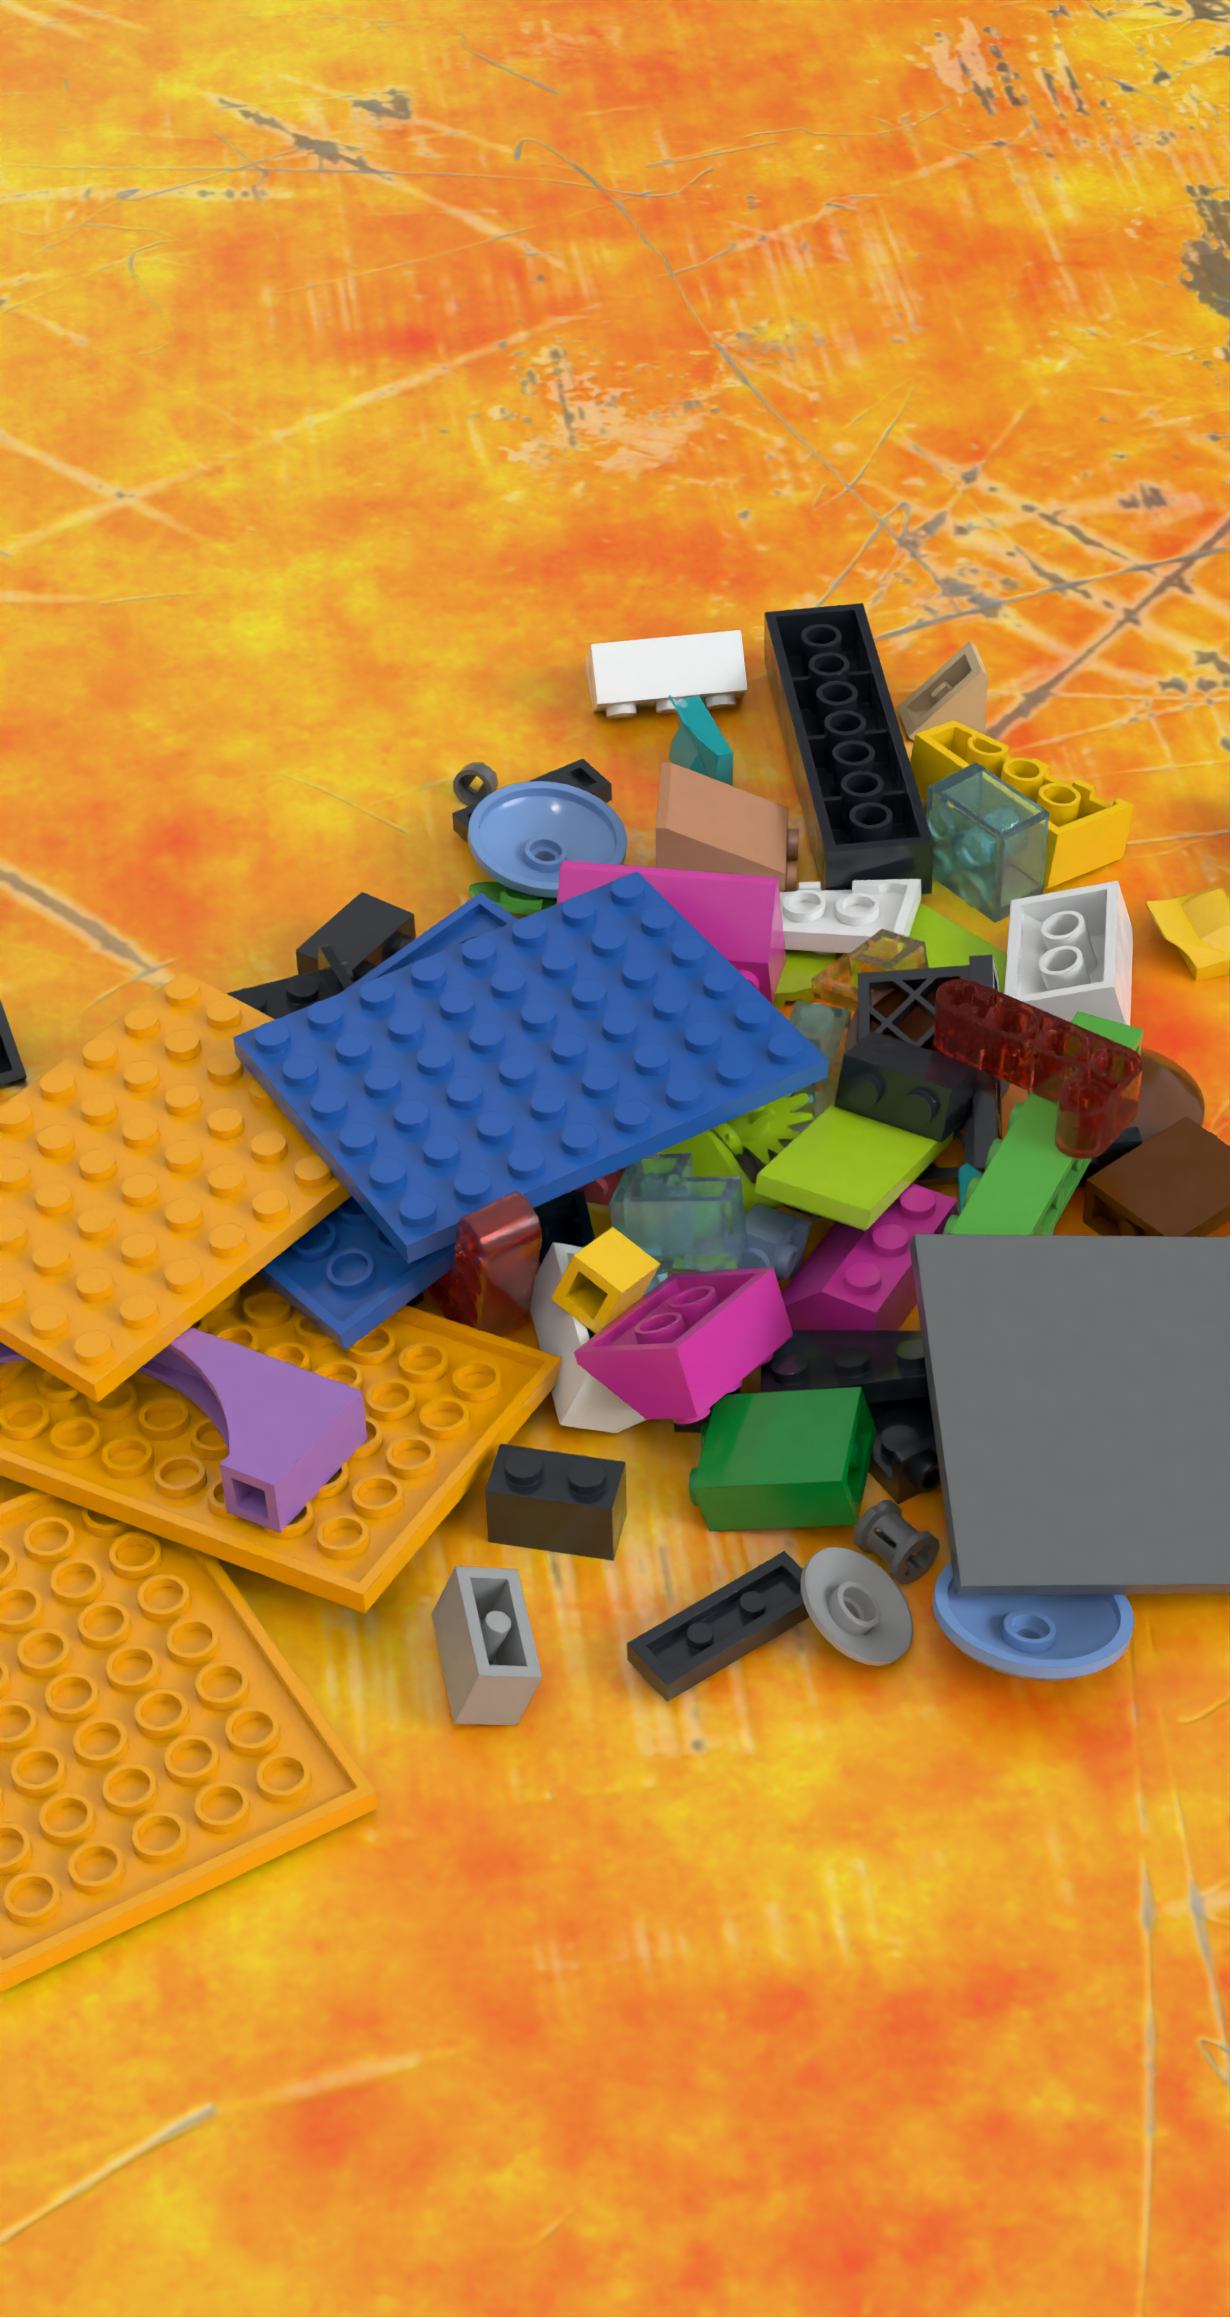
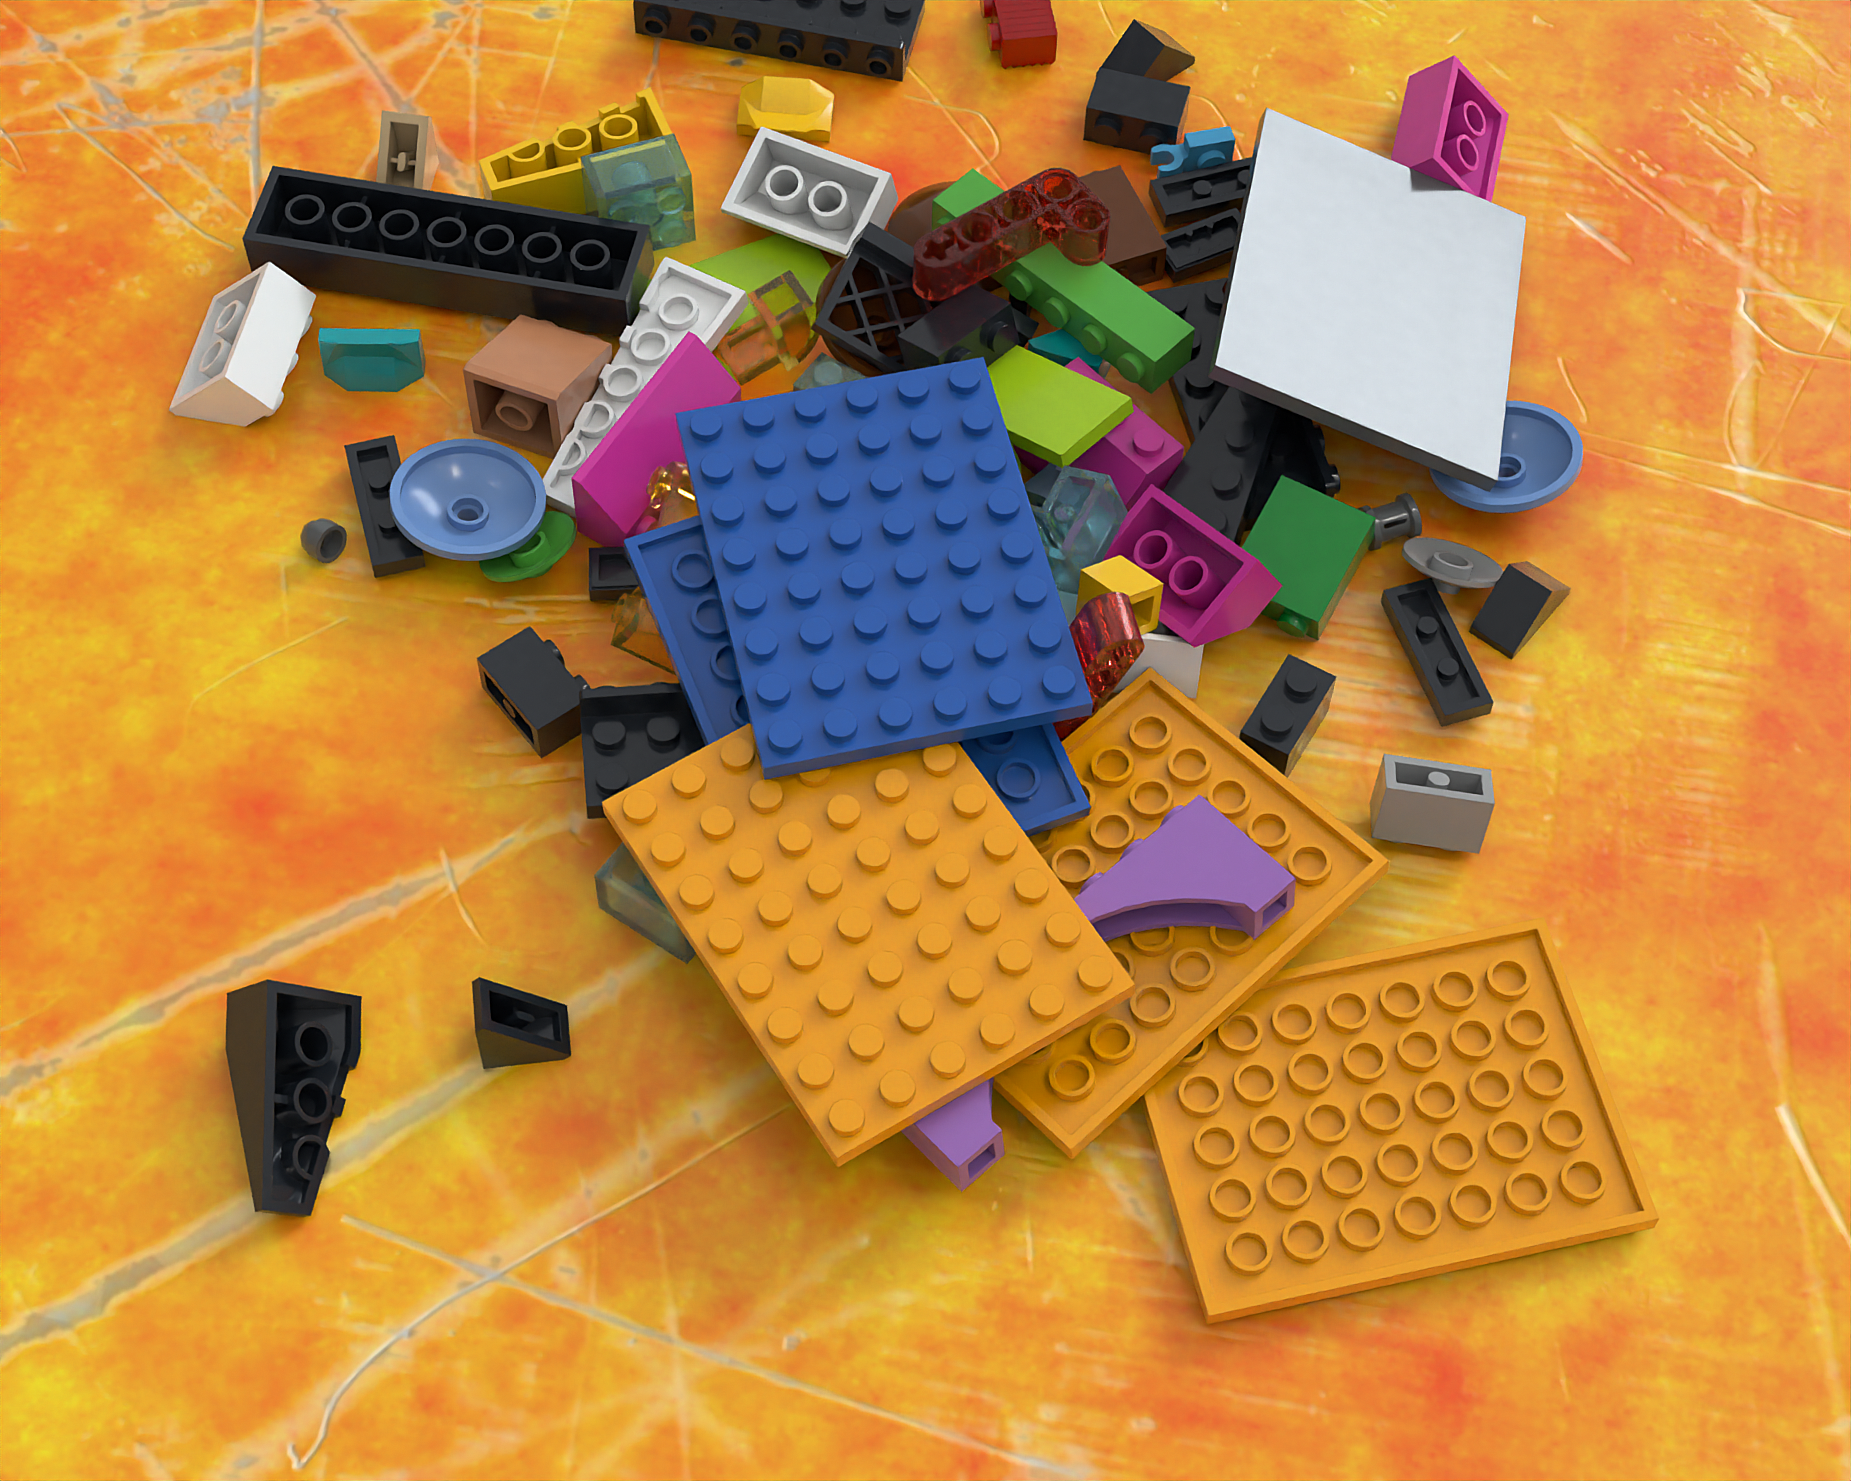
camera: 75 degrees left, 15 degrees up
(844, 1695) = (1517, 607): none -> black slope

